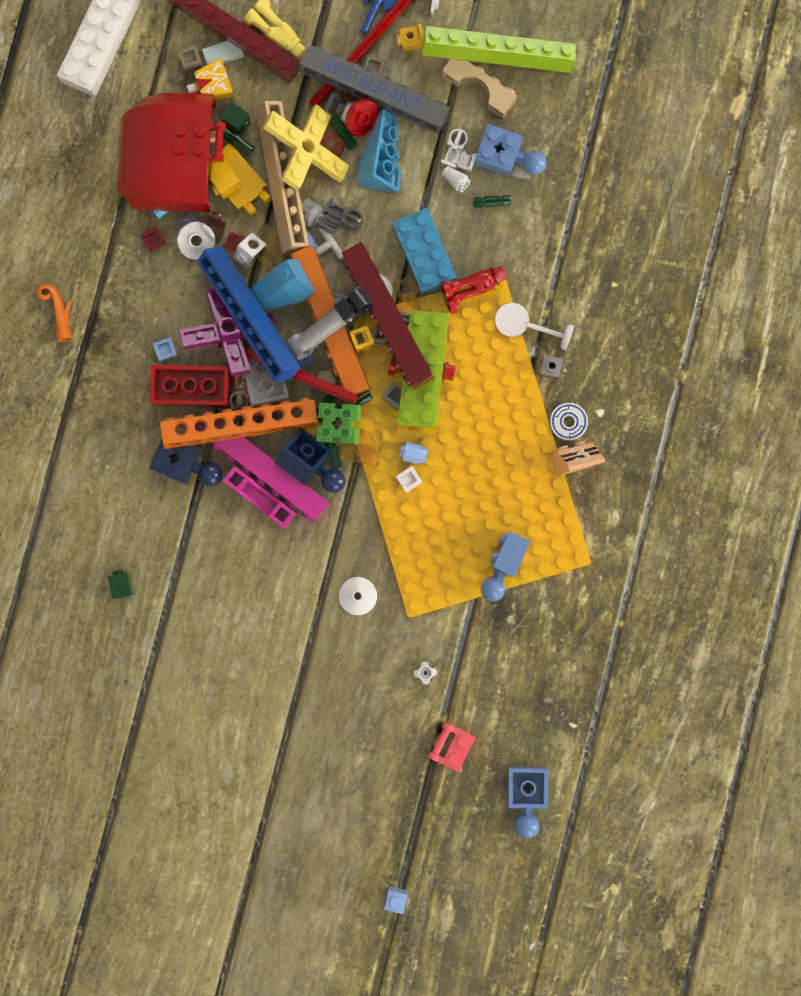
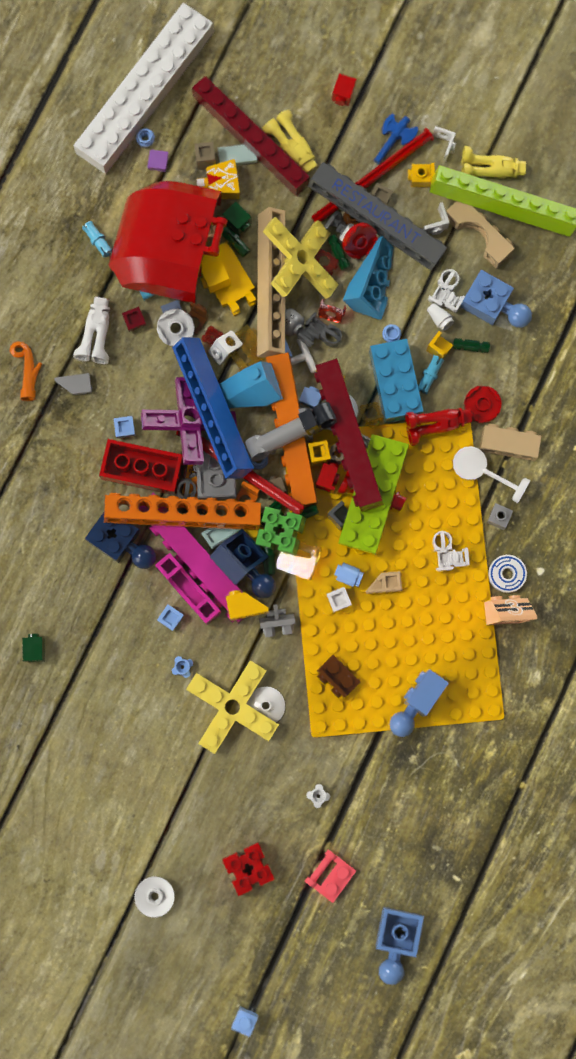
camera: 10 degrees right, 5 degrees down
(100, 165) = (97, 239): none -> medium azure pin
(108, 315) = (75, 384): none -> light grey tile
(117, 248) = (96, 321): none -> white piece
(127, 47) = (145, 132): none -> light blue plate
(144, 73) = (158, 160): none -> medium lavender tile
(248, 528) = (170, 617): none -> light blue plate
(264, 575) = (177, 667): none -> light blue plate
(277, 440) = (216, 536): none -> light aqua tile
(283, 809) = (152, 907): none -> white dish
(300, 388) = (248, 490): none -> orange bracket
(316, 504) = (243, 605): none -> yellow slope
(319, 618) = (219, 698): none -> light yellow piece
(343, 284) = (310, 397): none -> light blue plate
(352, 509) = (278, 619): none -> light grey hips
(355, 194) = (338, 312): none -> clear red piece
(369, 768) = (260, 872): none -> red brick
(375, 361) = (328, 477): none -> red brick
(411, 204) = (391, 333): none -> light blue plate
(422, 554) = (337, 677): none -> reddish brown bracket
(437, 88) = (438, 227): none -> white bracket
(451, 454) = (386, 583): none -> tan tile
(457, 238) = (430, 374): none -> medium azure pin
(460, 209) = (439, 346): none -> yellow panel
(488, 14) = (500, 167): none -> light yellow piece
(508, 417) = (446, 556): none -> white piece
(514, 257) = (484, 403): none -> red tile
(548, 291) = (510, 442): none -> tan brick

